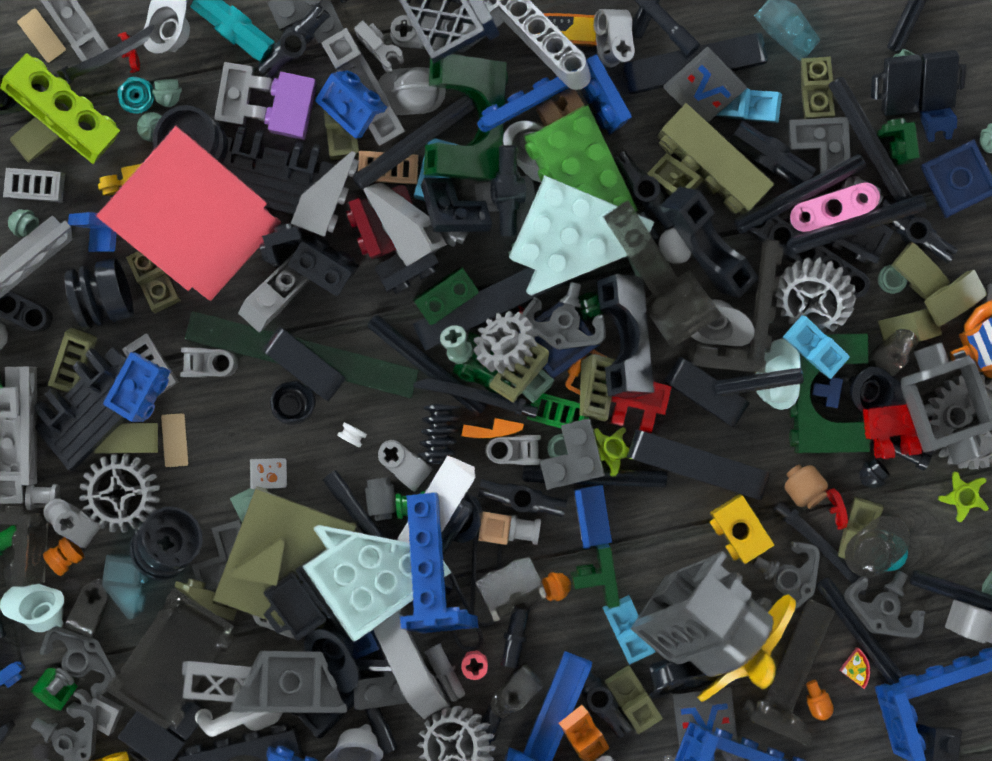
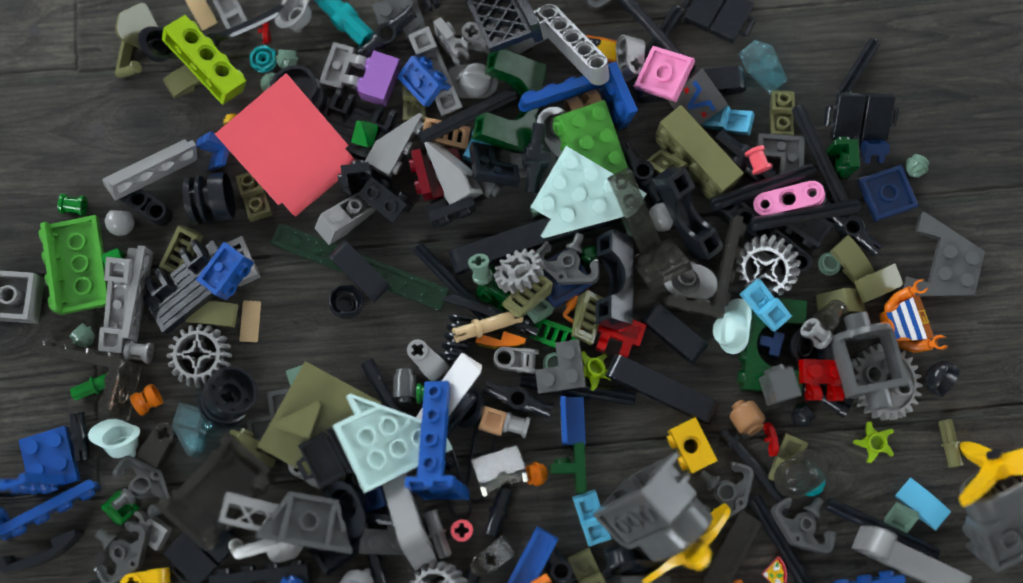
camera: 10 degrees right, 10 degrees down
(22, 222) = (161, 140): sand green plate -> none
(57, 185) = (189, 125): light grey slope -> none
(71, 522) = (158, 375): light grey piece -> none
(202, 362) = (281, 262): light grey piece -> none
(268, 473) = (319, 354): light grey slope -> none
(285, 185) = (364, 133): none -> green slope
(352, 434) = (389, 332): white bush -> none
(445, 295) = (477, 232): dark green bracket -> none
(465, 418) = (479, 327): none -> tan pin
(660, 59) = (664, 73): none -> bright pink plate
(759, 382) = (718, 326): black axle -> none
(791, 160) = (758, 160): none -> coral bush
(840, 448) = (779, 384): none -> dark grey brick
(884, 378) = (816, 333): none -> light grey bush

